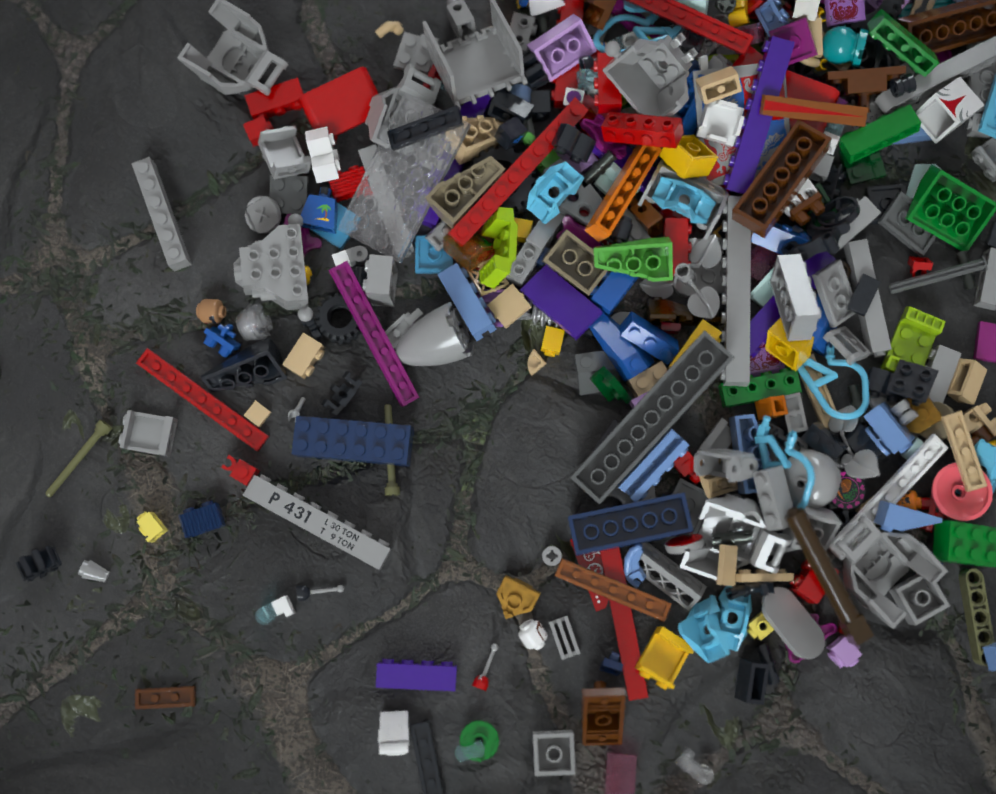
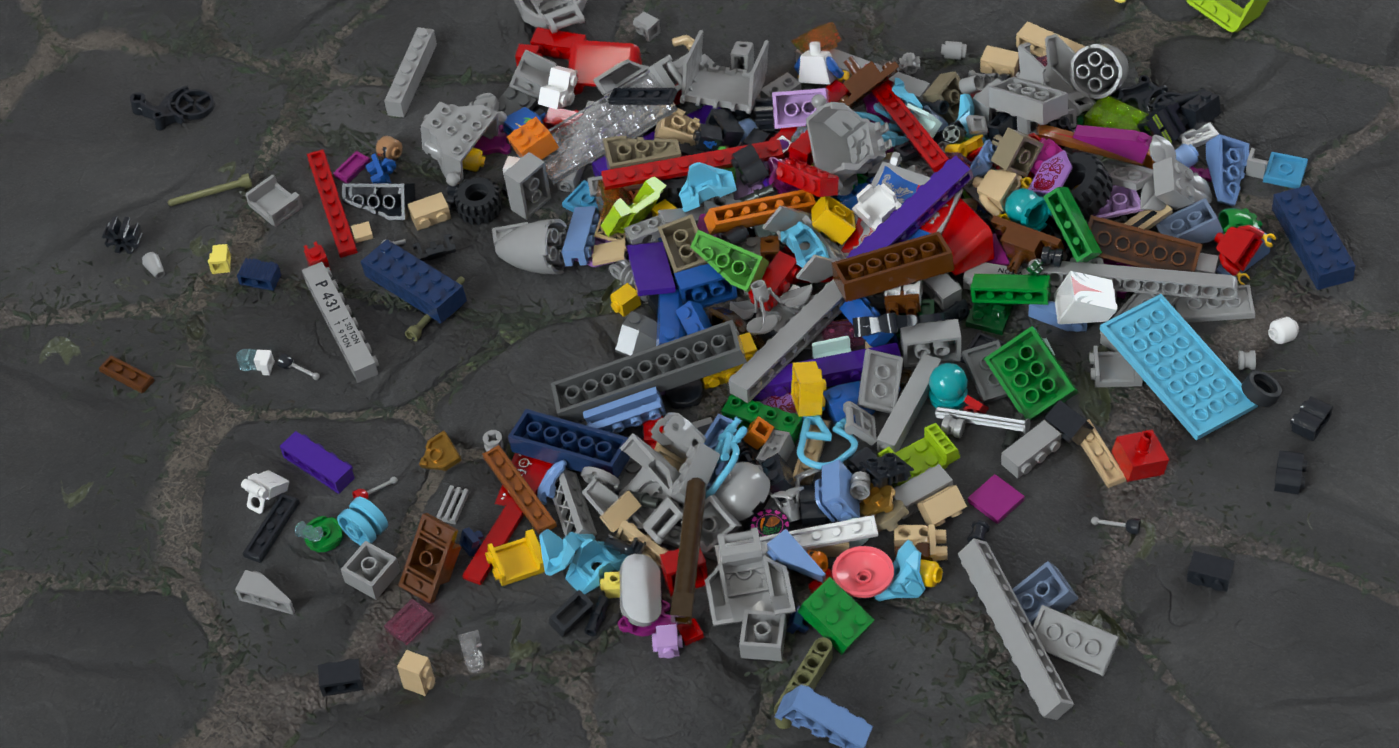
camera: 40 degrees right, 30 degrees down
(189, 349) = (351, 167): none -> magenta tile
(253, 323) = (412, 168): clear cone -> none
(341, 31) = (647, 26): none -> light grey brick
(350, 231) = (533, 138): none -> orange brick
(373, 333) = (490, 218): magenta plate -> none
(511, 714) = (362, 521): none -> medium azure wheel
(532, 634) = (429, 484): white head -> none
(535, 362) = (600, 310): tan tile -> none
(609, 386) = (638, 340): dark green bracket -> none
(718, 85) = (890, 174): tan brick -> none
(795, 297) = (830, 346): light grey brick -> none
(802, 36) = (984, 181): magenta tile -> none
(813, 110) = (957, 232): dark orange tile -> none
(834, 131) = (964, 271): leg -> none
(863, 295) = (902, 393): black tile -> none
(891, 261) = (948, 386): none -> teal tile
(897, 105) = (1035, 268): none -> dark green plate
(918, 296) = (953, 426): none -> light grey wheel
(963, 451) = (886, 538): tan tile -> none

